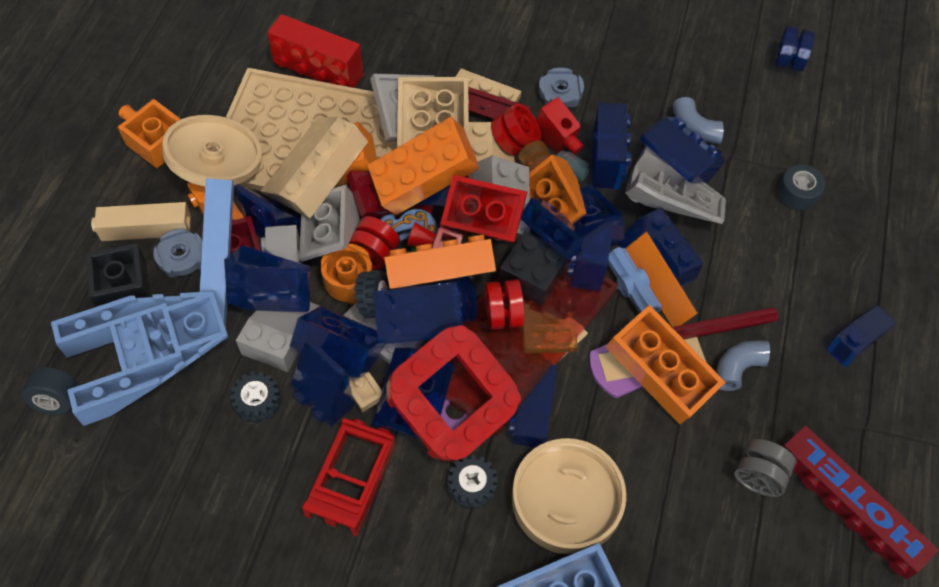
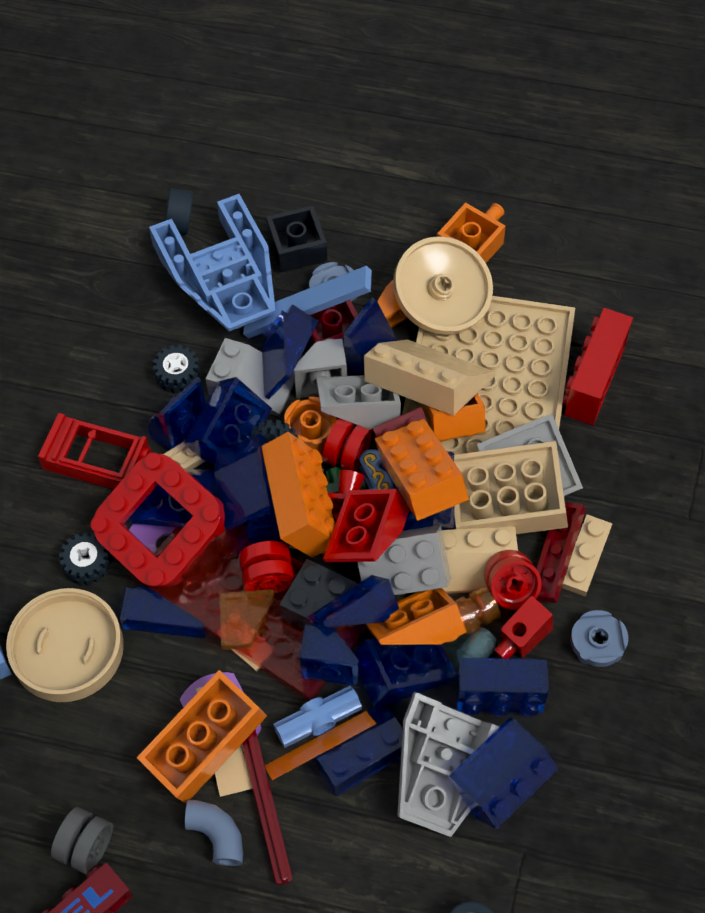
camera: 90 degrees right, 0 degrees up
(140, 221) = (366, 244): tan brick -> none
(709, 129) = (557, 801): sand blue cylinder -> none

